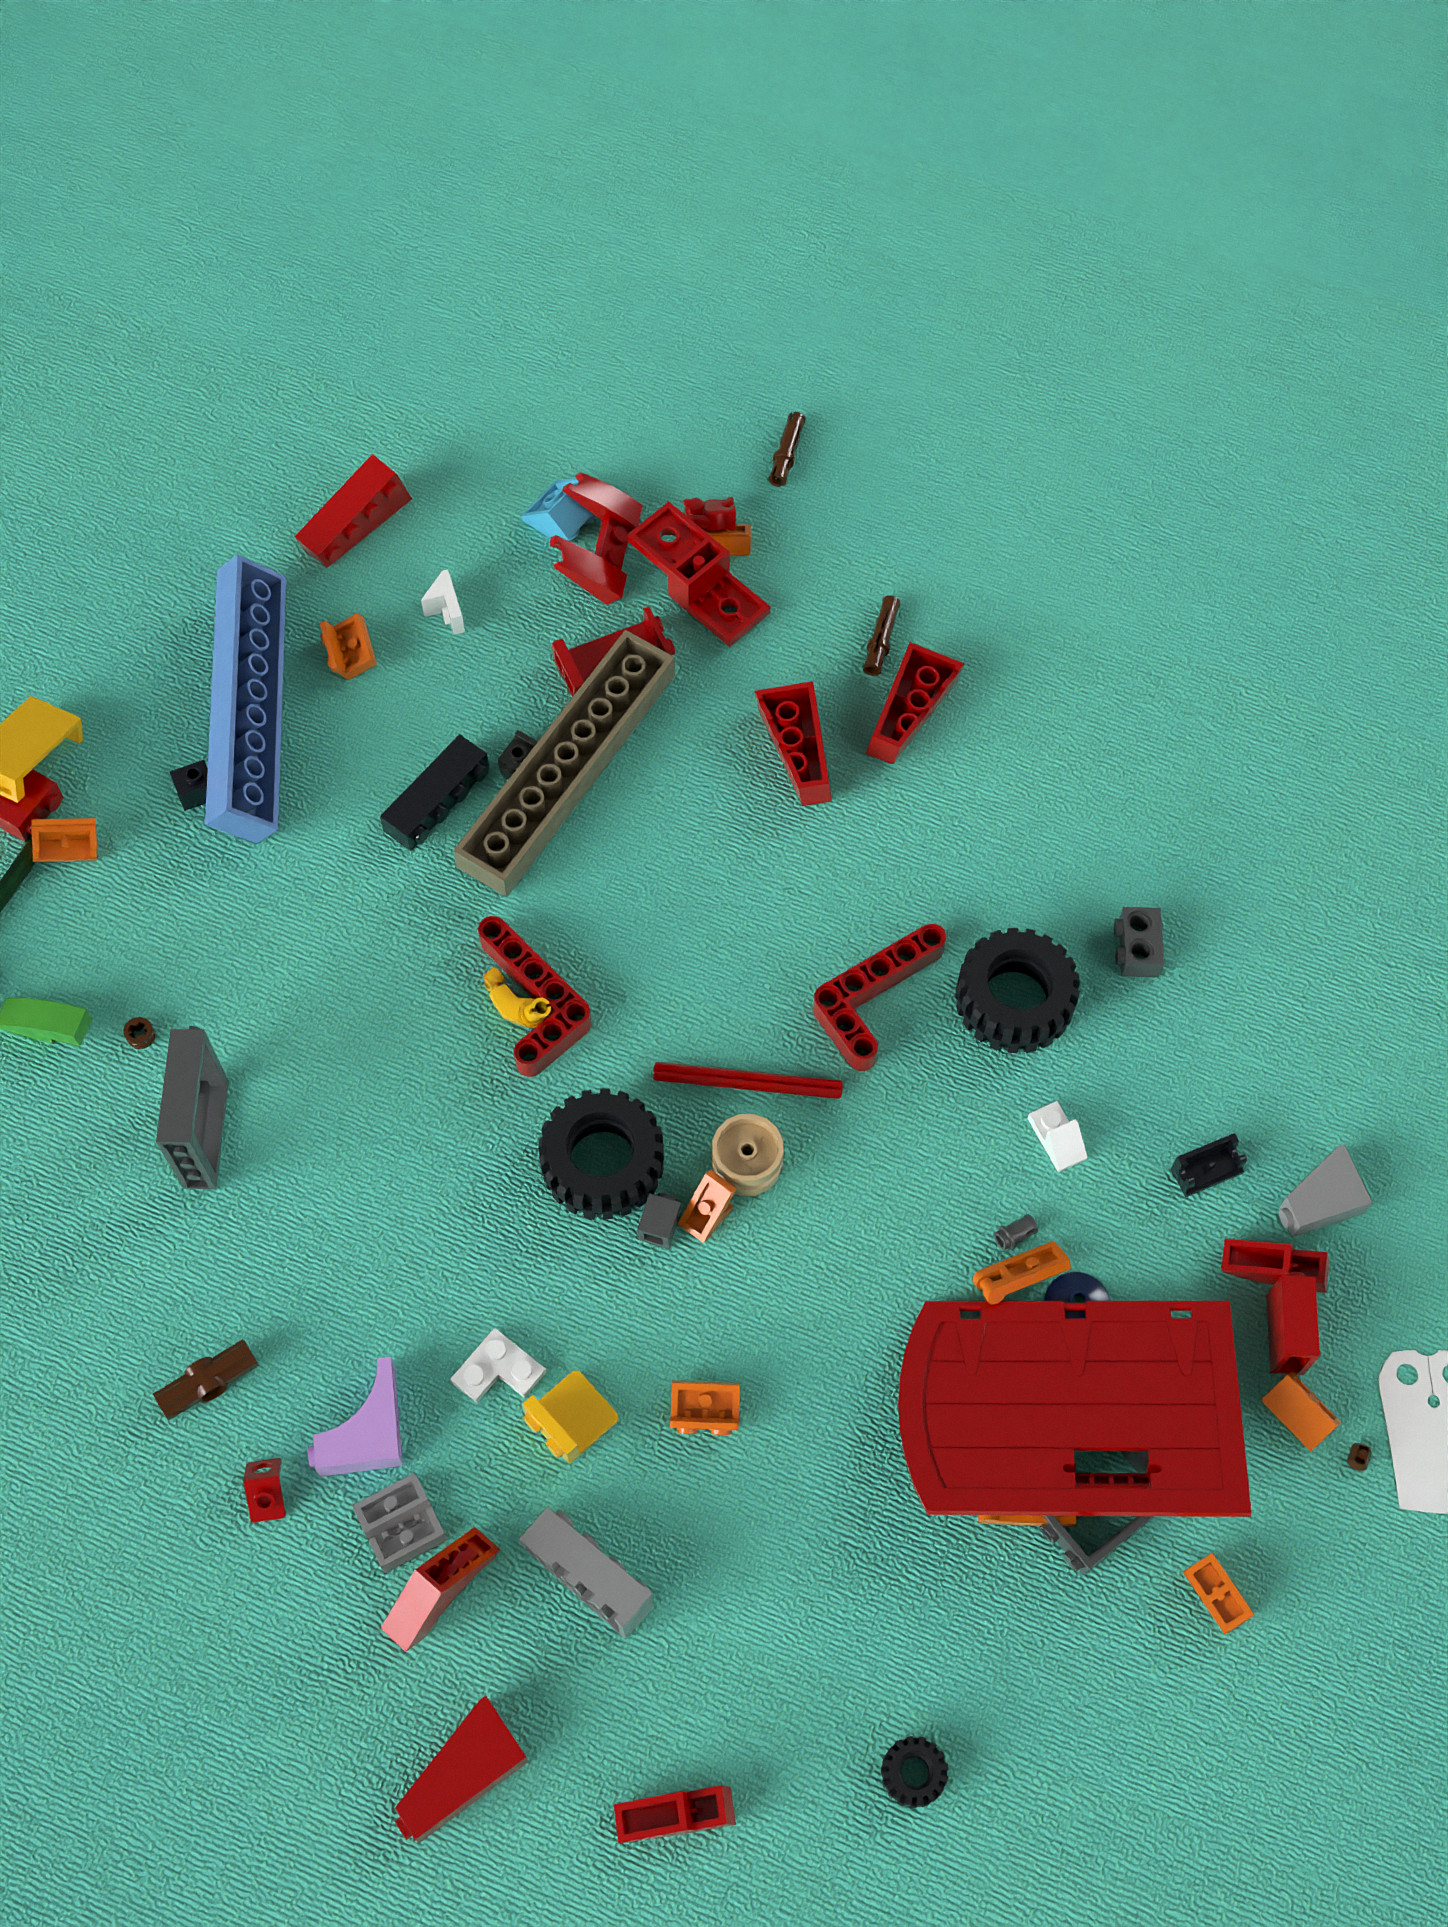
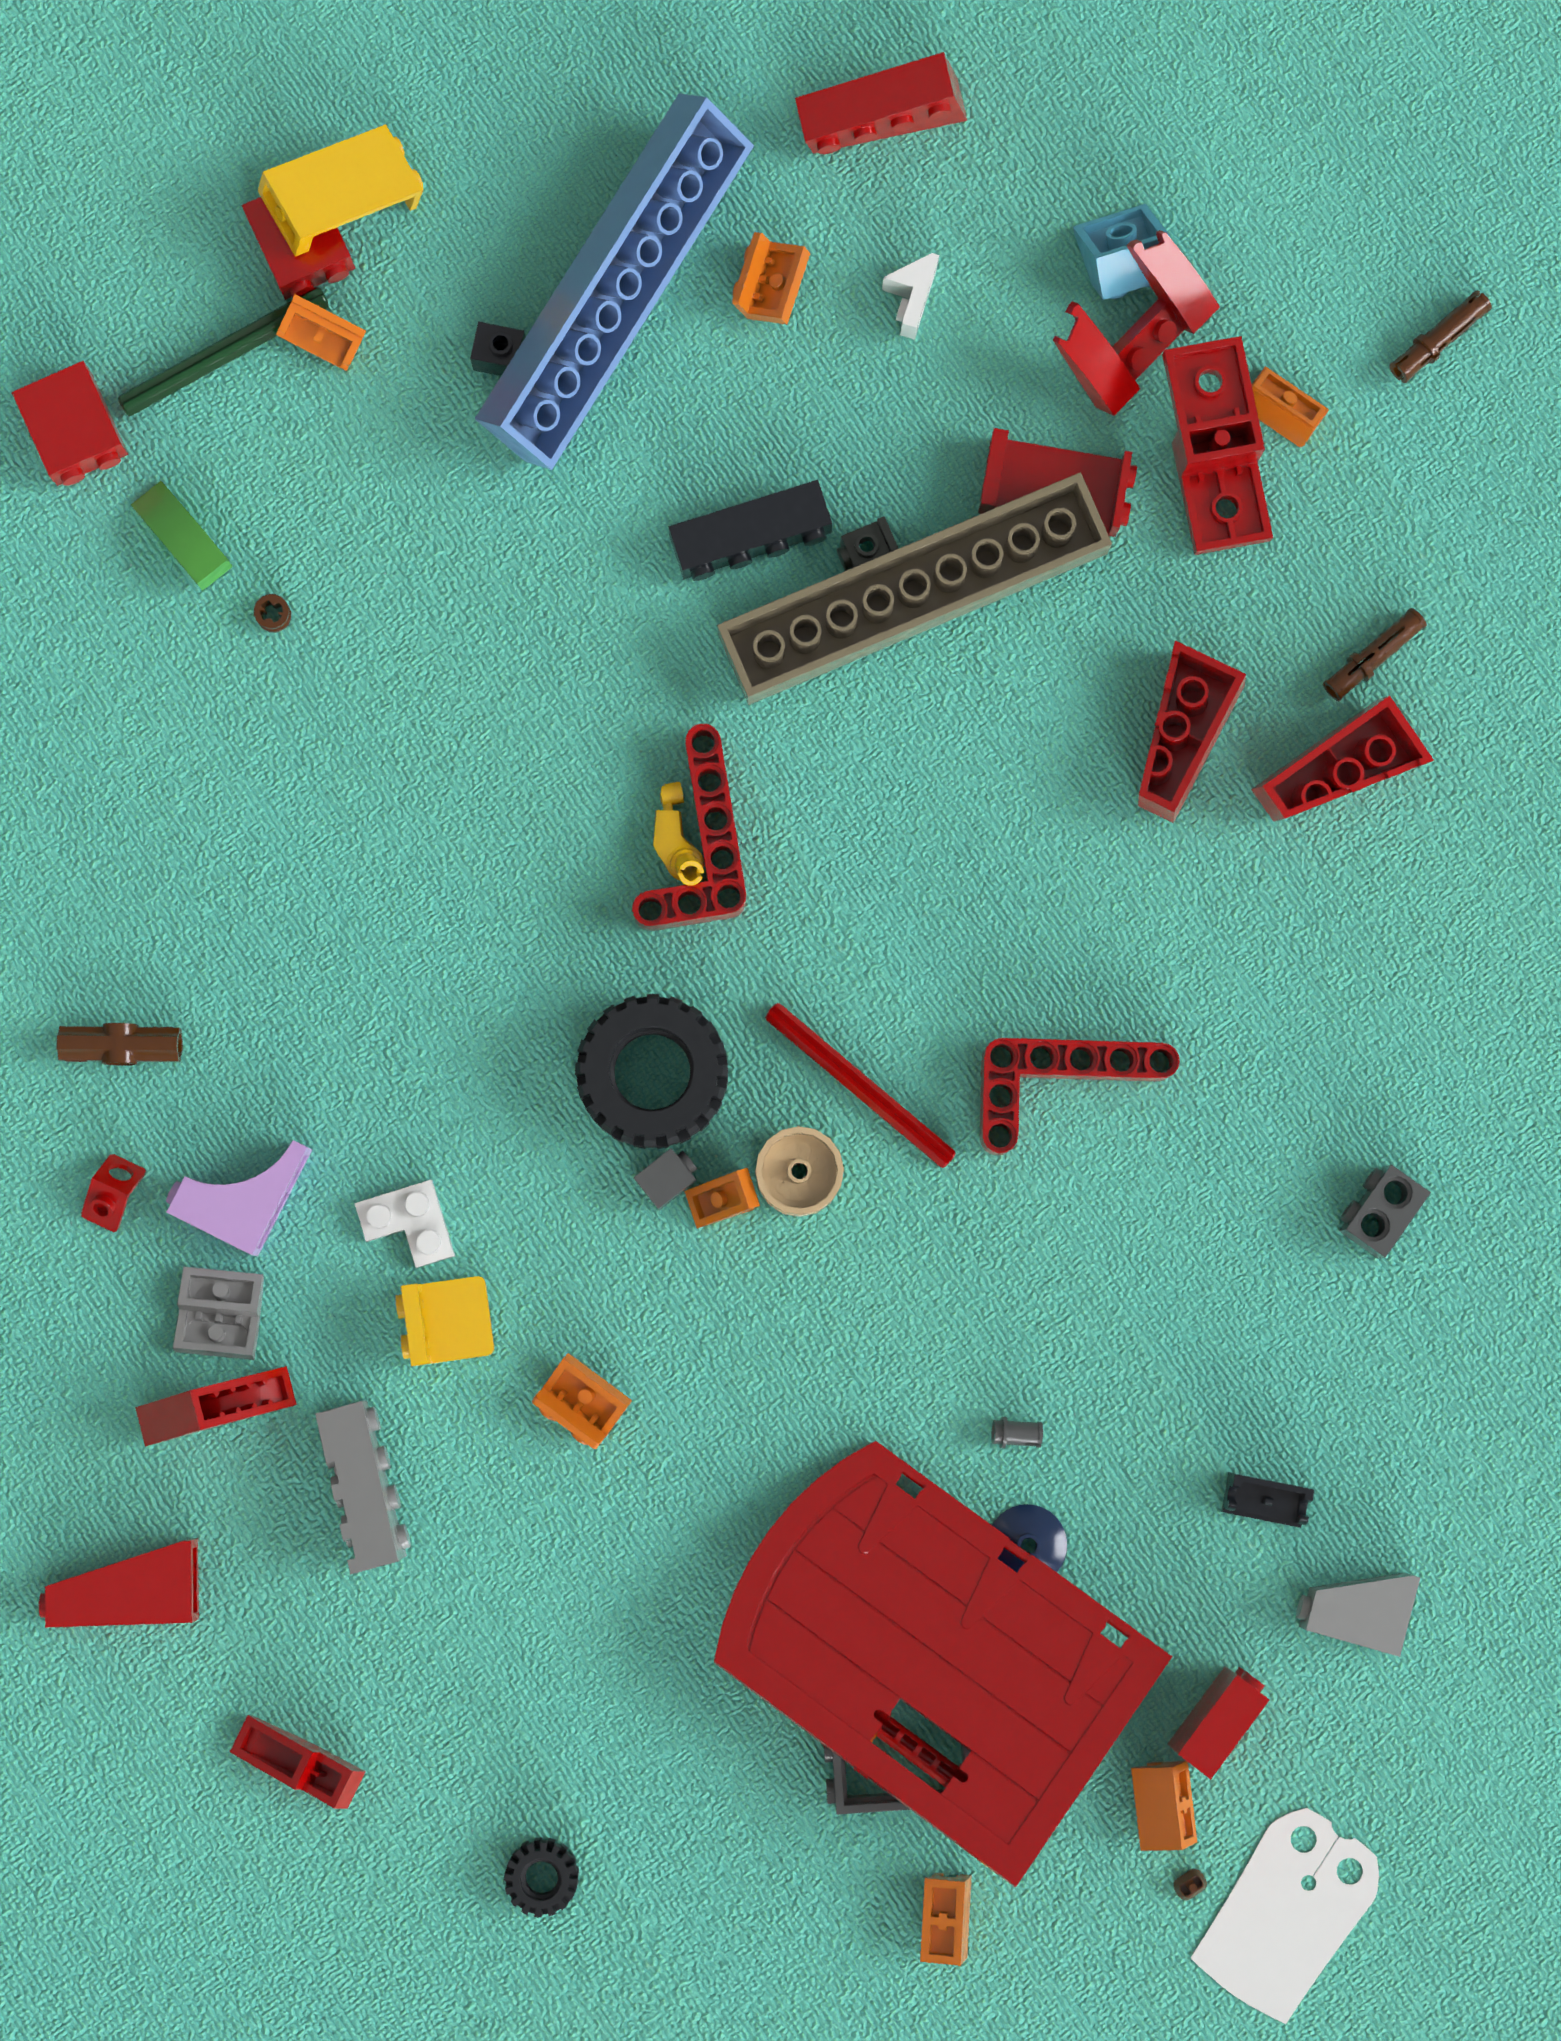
camera: 30 degrees right, 20 degrees up
(192, 1109) = (264, 756): dark grey window -> none
(712, 514) = (1295, 374): red animal -> none
(1021, 1271) = (991, 1478): orange plate -> none
(1026, 955) = (1261, 1170): black tyre -> none
(1058, 1136) = (1137, 1361): white slope -> none
(1268, 1261) = (1255, 1645): red slope -> none

